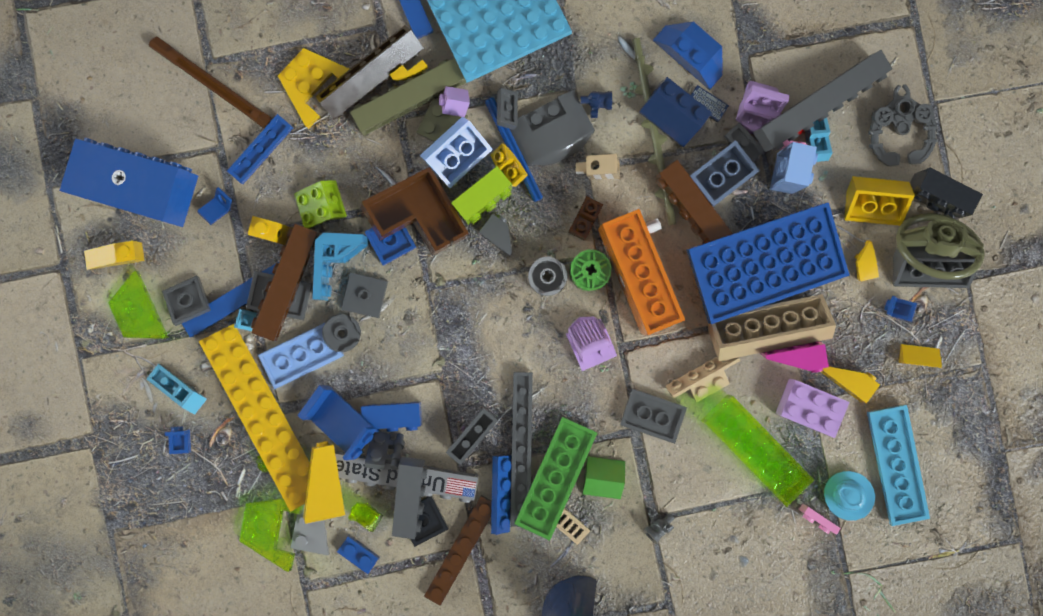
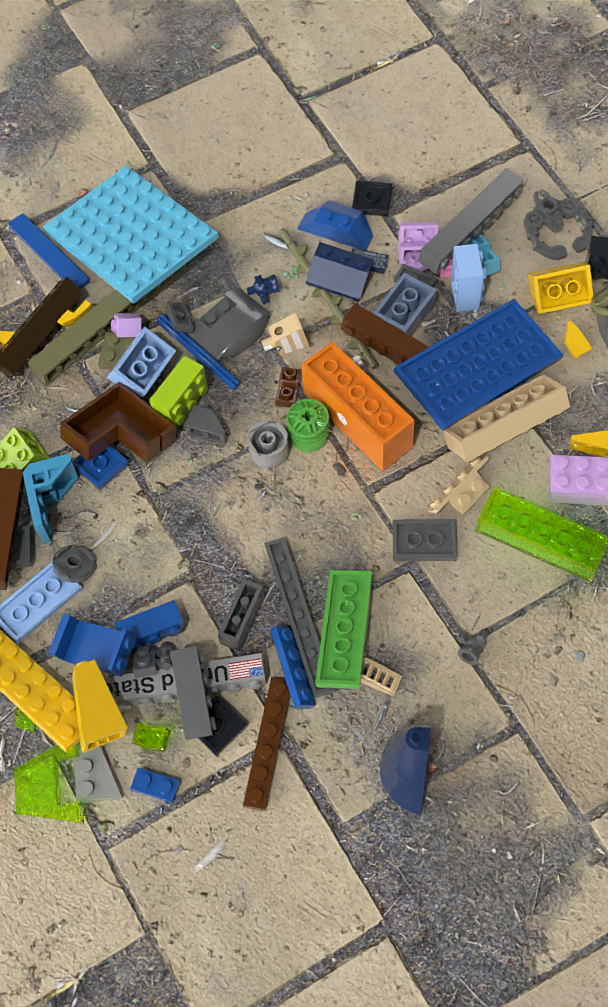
camera: 10 degrees left, 25 degrees down
(364, 295) = (88, 523): dark grey plate -> none
(509, 164) = (209, 365): yellow slope -> none
(590, 342) = (334, 492): lavender piece -> none
(604, 477) = (397, 618): bright green slope -> none
(737, 30) = (372, 197): none -> black tile
(805, 356) = (543, 434): dark pink slope -> none

